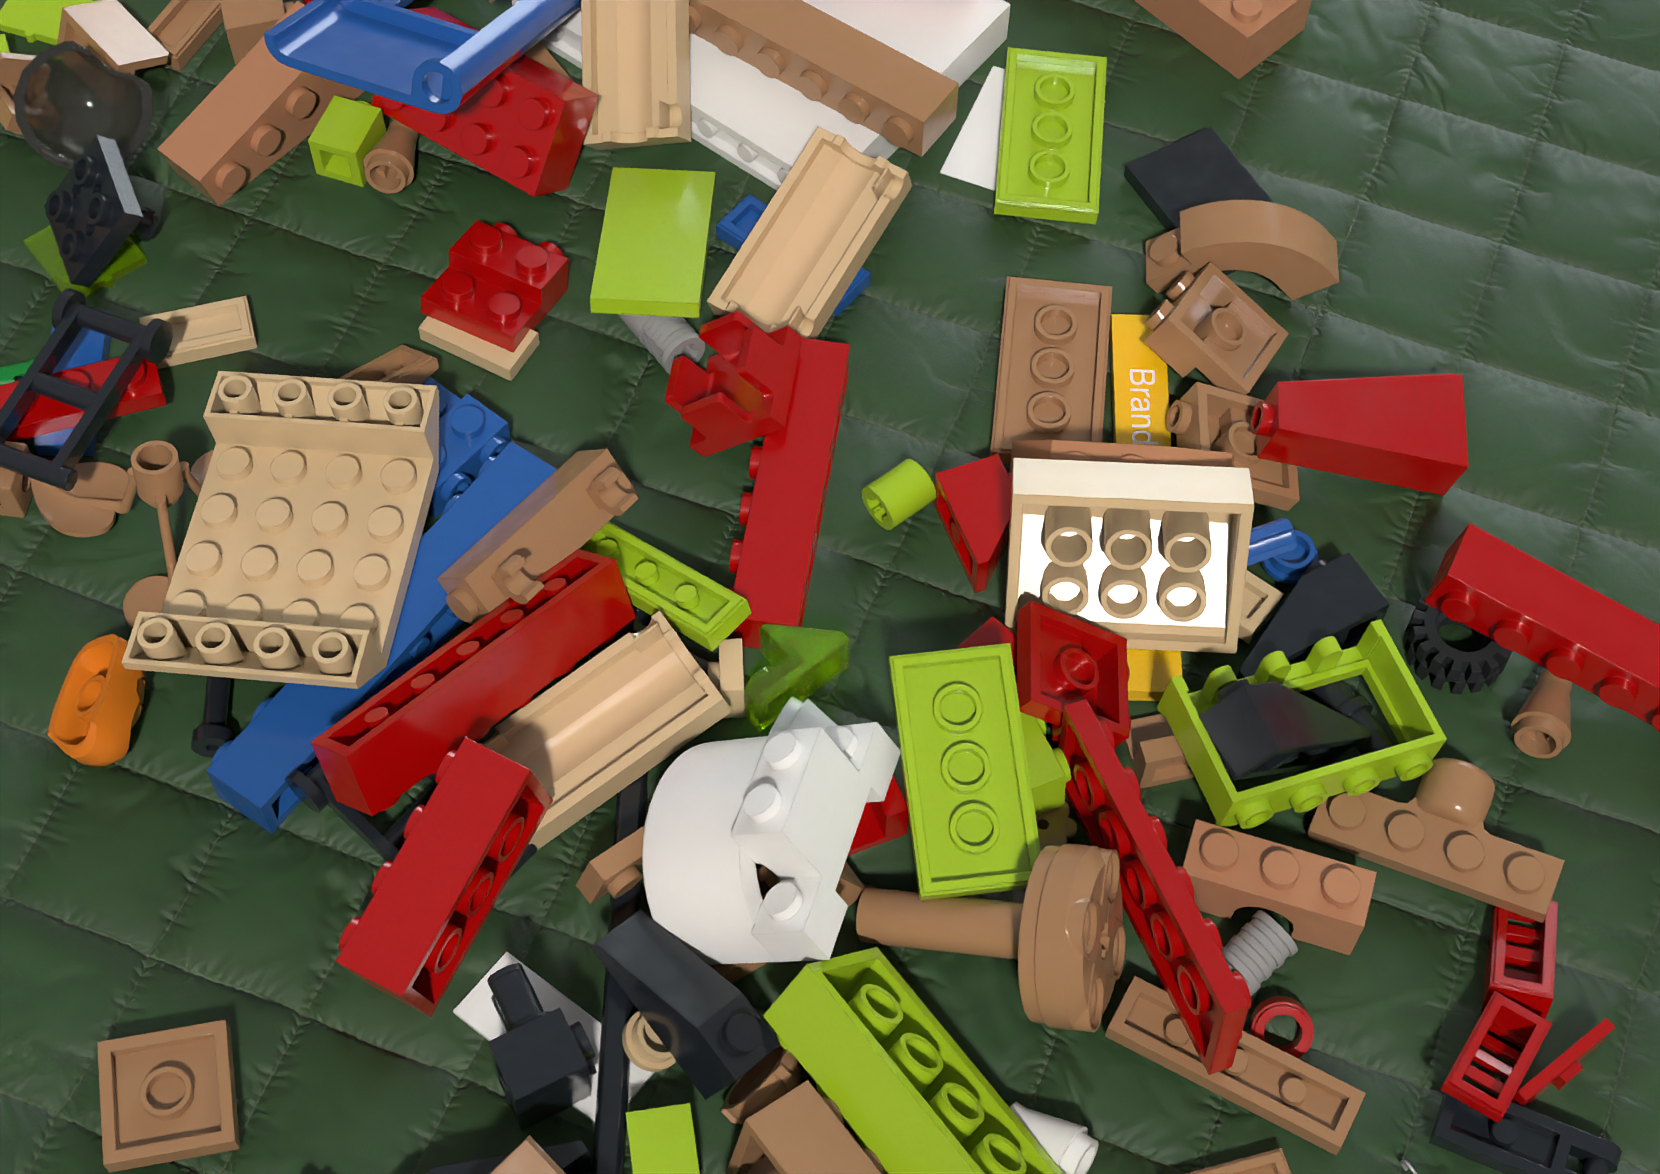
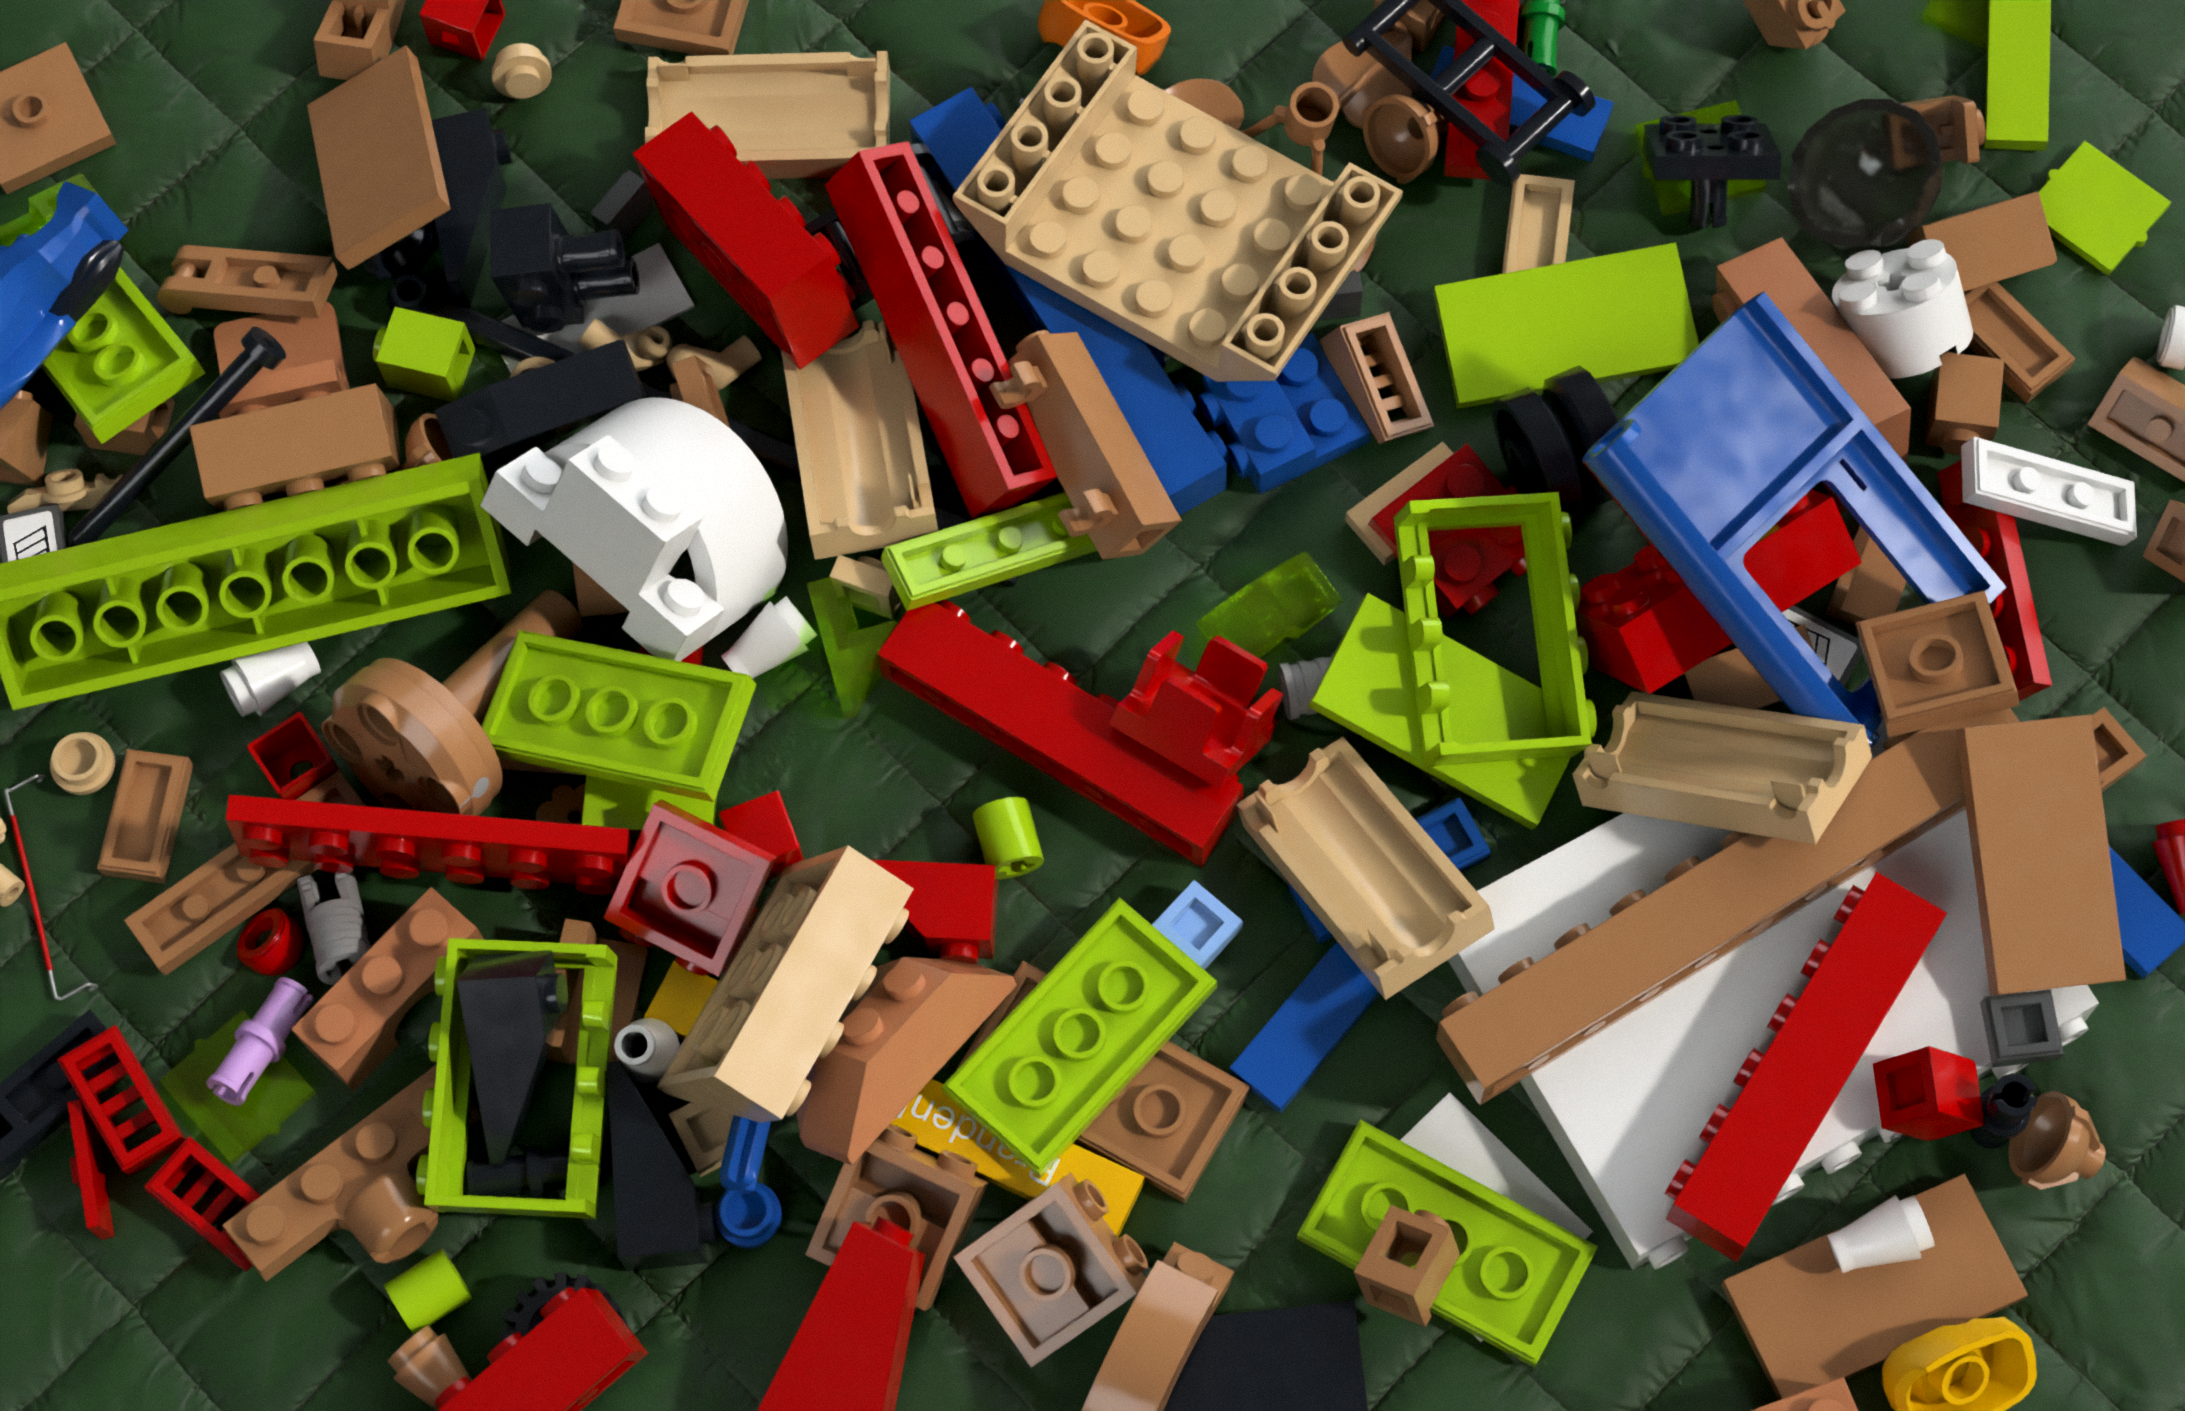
camera: 120 degrees right, 10 degrees up
(132, 424) = (1402, 135): none -> medium nougat piece
(191, 49) = (1905, 306): none -> white brick
(279, 967) = (779, 110): none -> tan gear
(280, 282) = (1604, 312): none -> lime tile
(400, 224) = (1550, 435): none -> black wheel
(438, 1042) = (623, 206): none -> dark grey tile
(573, 907) = (724, 365): none -> tan arm
(578, 175) = (1553, 598): none -> lime window
(579, 977) = (646, 347): none -> tan arm
(620, 389) = (1273, 607): none -> clear neon green slope
(904, 348) = (1199, 924): none -> light blue plate
(941, 261) = (1305, 1029): none -> blue tile
(1031, 382) = (1079, 1037): none -> lime tile
(1090, 106) = (1399, 1243): none -> medium nougat brick
(1122, 1052) = (286, 747): none -> red piece
(1223, 650) = (660, 1051): none -> white cone
(1376, 974) = (260, 1041): none -> lavender pin
(1415, 994) = (228, 1126): none -> clear neon green piece
(1489, 748) = (428, 1291): none -> lime gear

